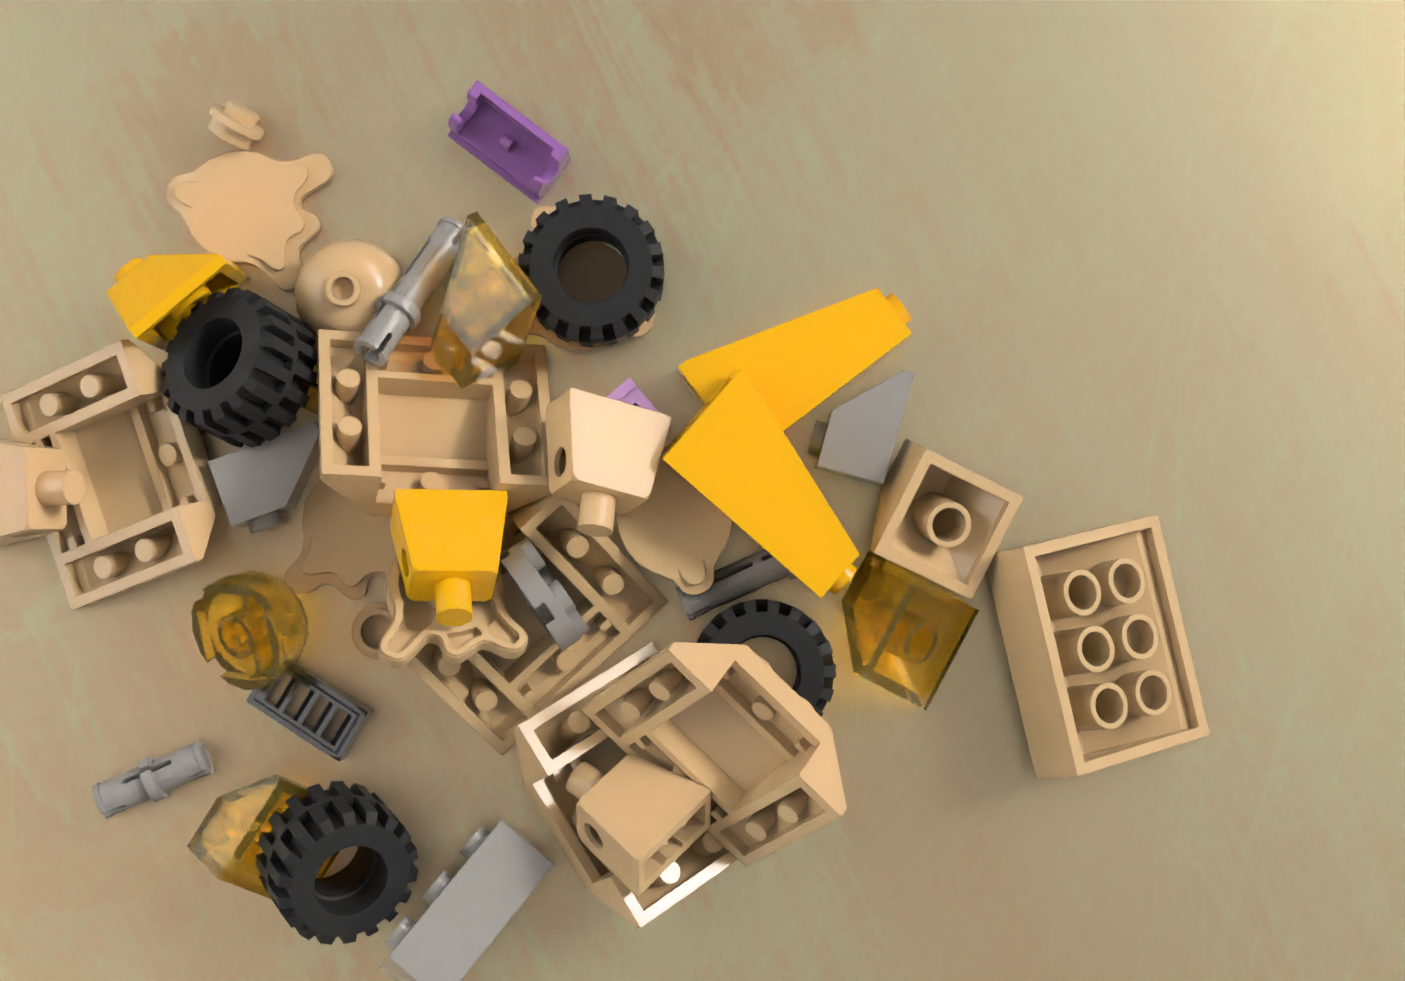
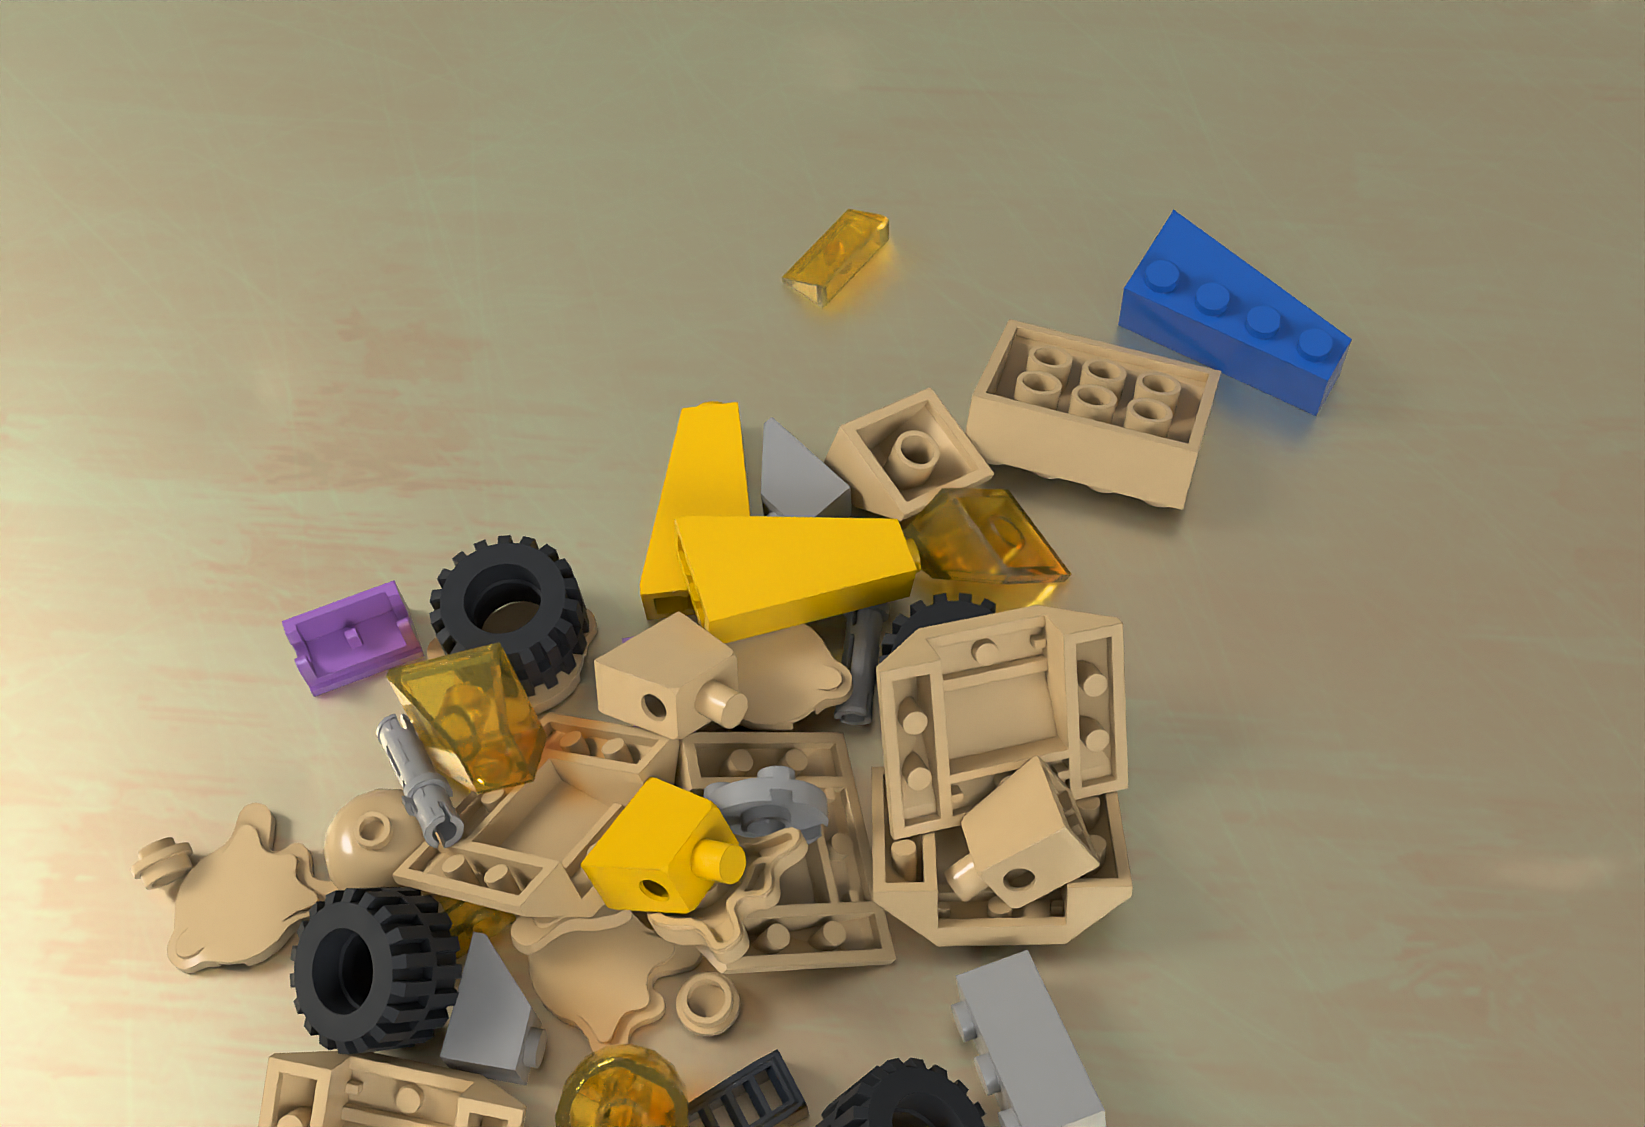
camera: 50 degrees left, 25 degrees down
(163, 288) = (256, 1000): yellow slope -> none
(1136, 316) = (838, 256): none -> clear yellow slope
(1264, 720) = (1231, 317): none -> blue wedge

